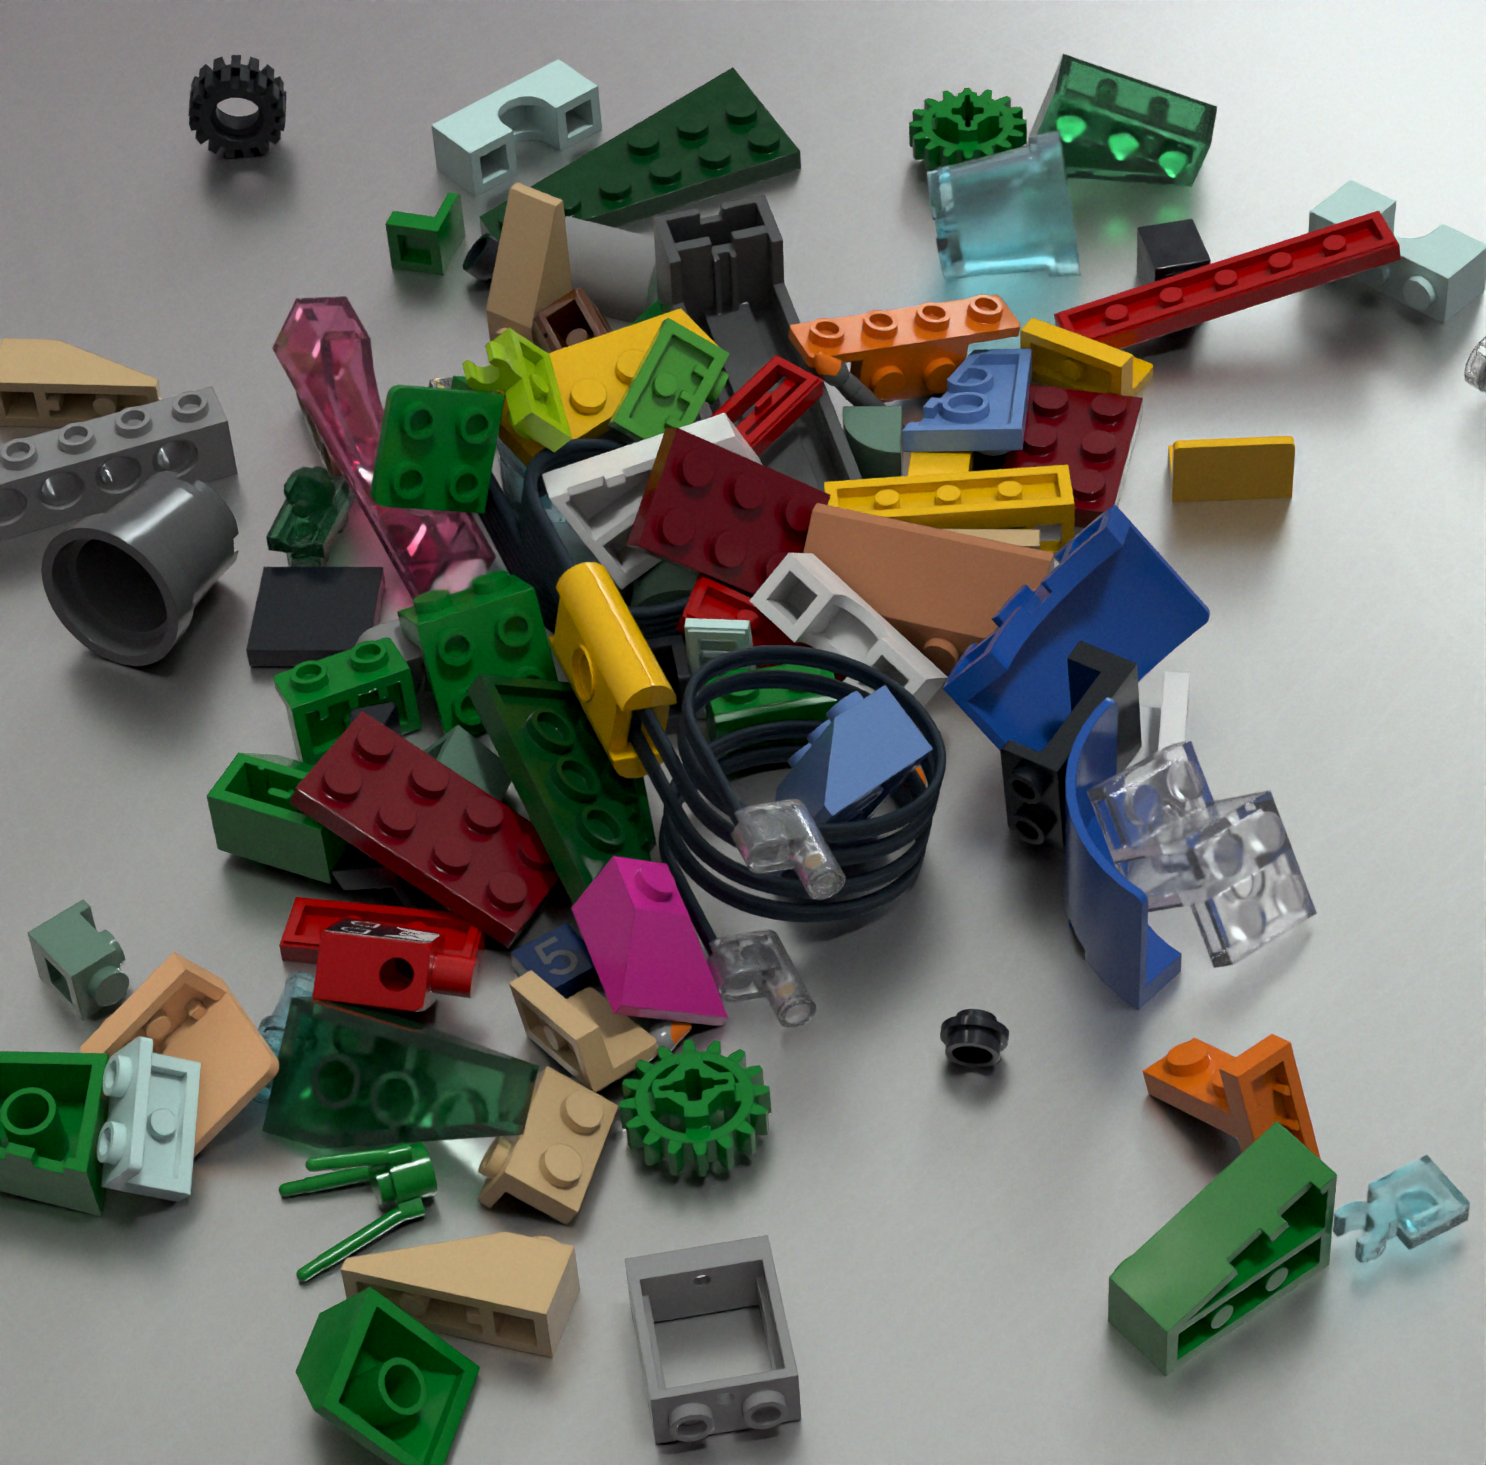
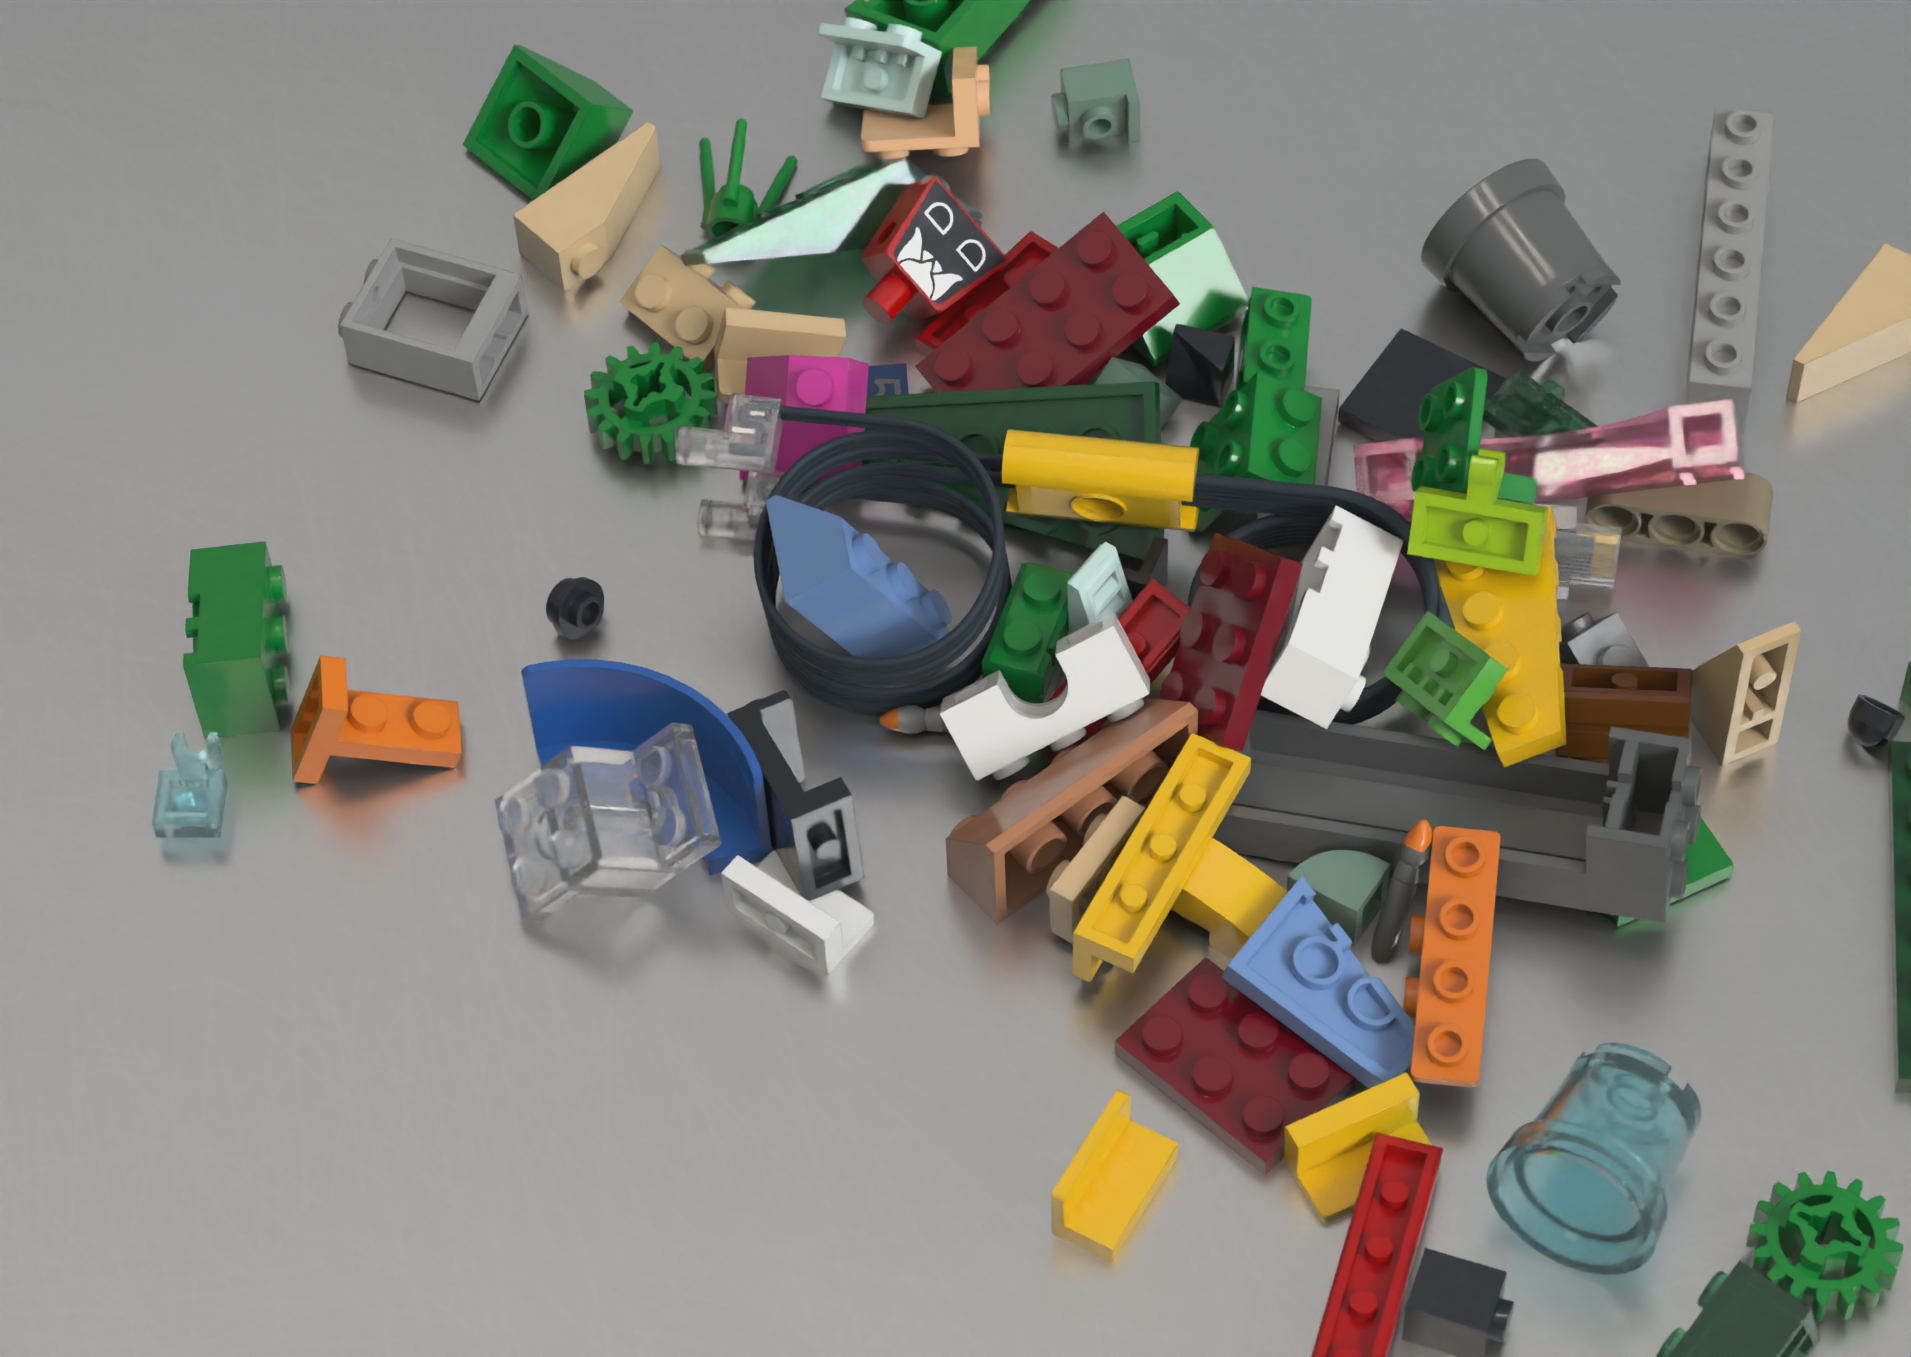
camera: 120 degrees right, 10 degrees up
(612, 267) = (1779, 806): light grey brick -> none
(774, 410) = (1420, 807): red tile -> none
(1104, 592) = (909, 825): blue panel -> none

